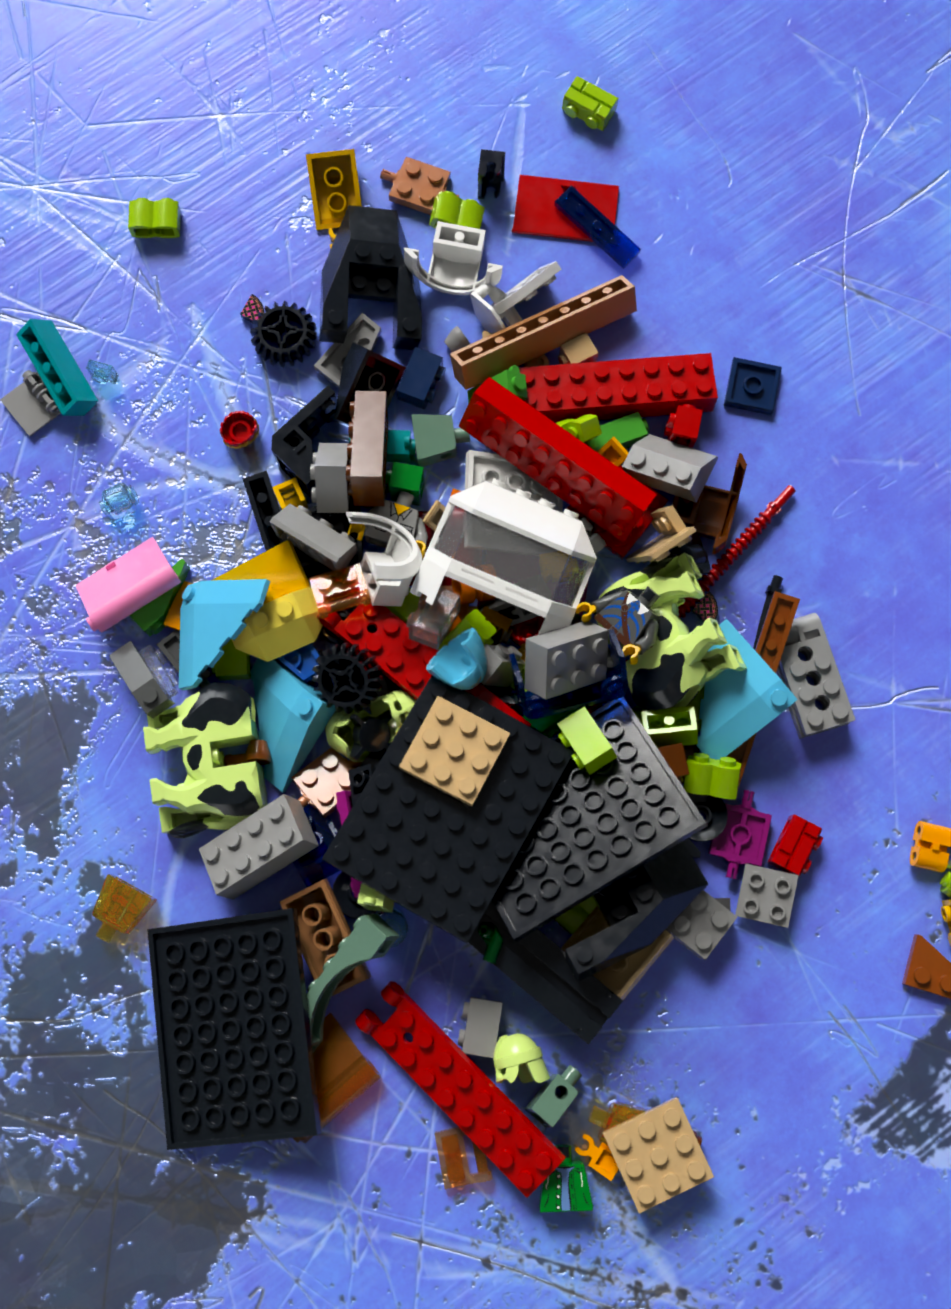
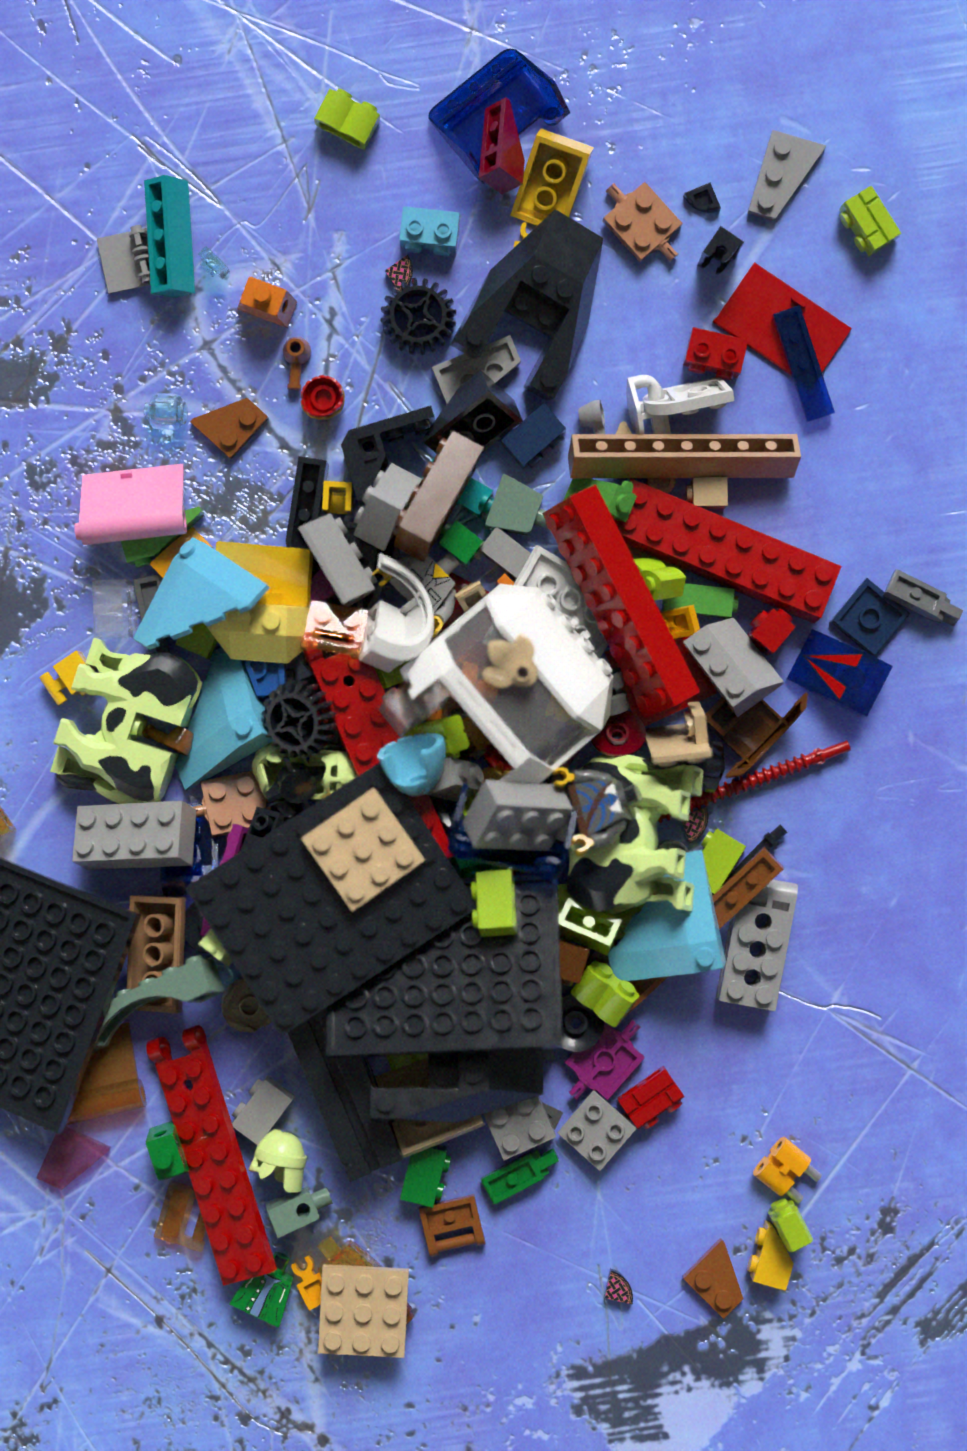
camera: 30 degrees right, 10 degrees up
(136, 742) = (66, 670): none -> yellow brick
(141, 680) = (100, 612): dark grey slope -> none
(158, 378) = (266, 302): none -> orange torso
(177, 488) = (231, 425): none -> dark orange wing
(204, 413) = (296, 360): none -> dark orange bar
(260, 267) = (429, 230): none -> medium azure brick
(267, 157) = (508, 75): none -> clear blue windscreen
(285, 182) = (501, 150): none -> dark red slope
(312, 566) = (321, 587): none -> magenta tile
(337, 1157) = (69, 1157): none -> clear pink wing
(419, 1106) = (166, 1151): none -> green torso
(423, 944) = (242, 1008): none -> dark tan tile
(443, 475) = (504, 553): none -> light grey brick
(454, 210) = (662, 277): lime brick -> none
(454, 261) = (633, 329): white piece -> none
(456, 149) = (703, 199): none -> black tile
(493, 941) = (310, 1042): dark green arm -> none
(494, 531) = (508, 659): none -> tan plate
(504, 102) = (781, 172): none -> light grey wing
(526, 250) = (715, 353): none -> red brick
(611, 567) = (625, 726): none -> dark red dish
(645, 1010) = (424, 1174): none -> green brick
(685, 1035) = (450, 1216): none -> dark orange plate
(722, 968) = (518, 1174): none -> green hinge
(744, 618) = (720, 857): none -> lime brick
(759, 434) = (839, 673): none -> clear blue slope
(784, 351) = (921, 598): none -> dark grey hinge
(856, 1021) = (618, 1288): none -> black tile

